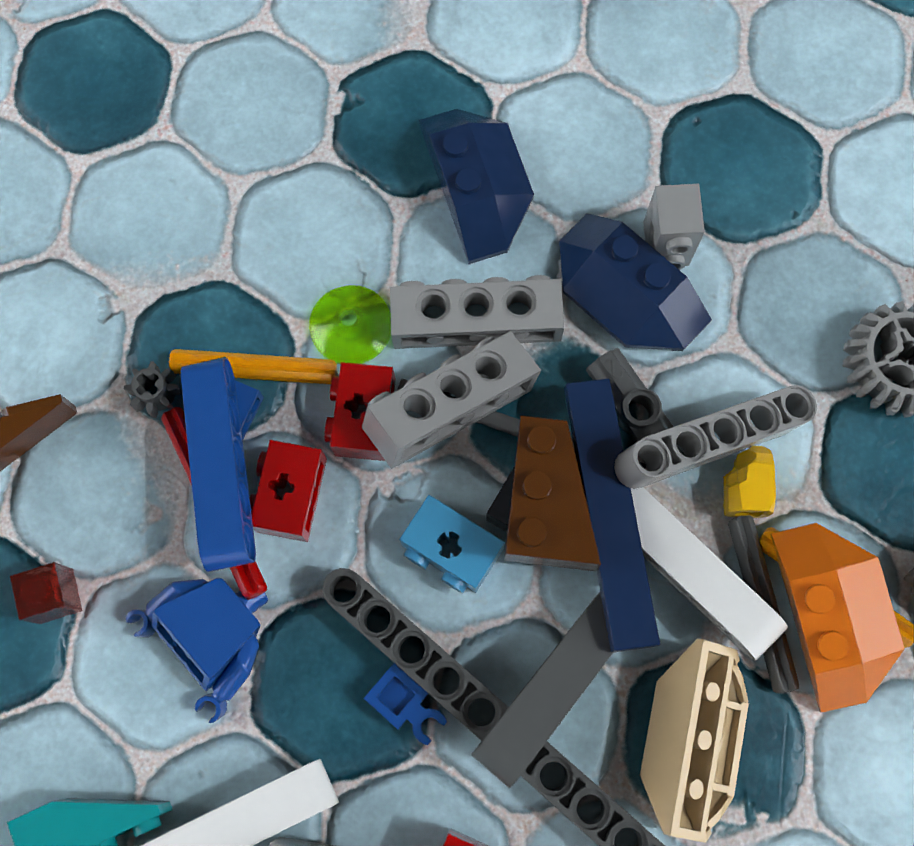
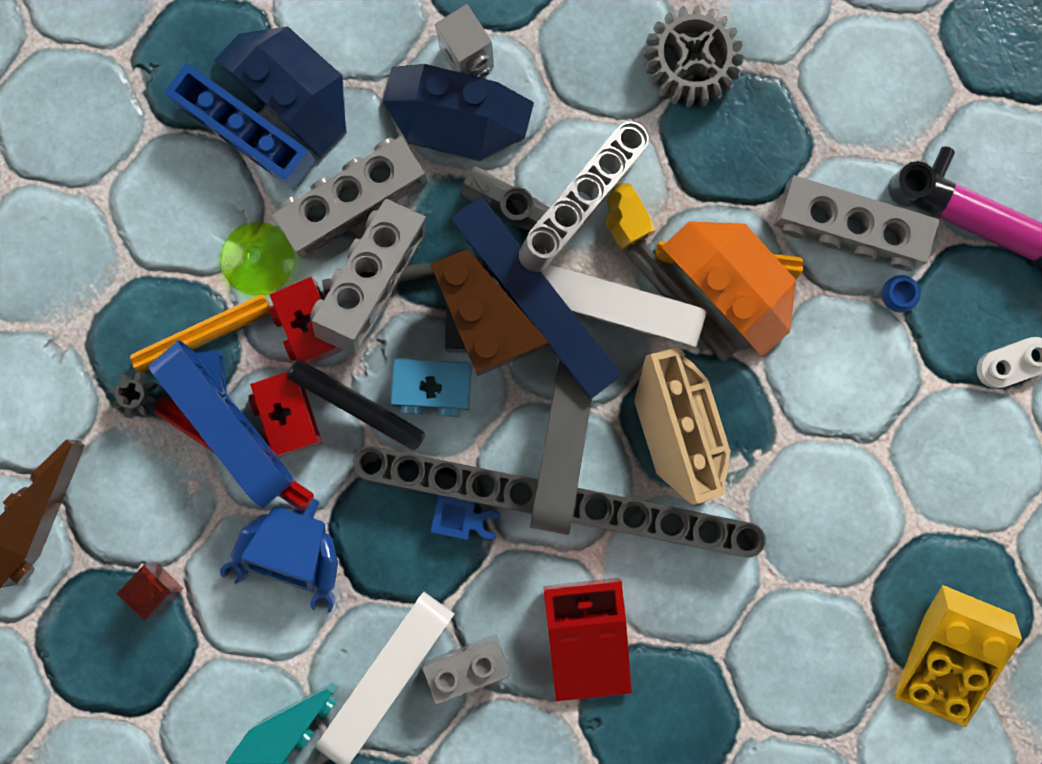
camera: 30 degrees left, 10 degrees up
(363, 521) = (355, 404): none -> black axle
(408, 190) = (240, 126): none -> blue brick

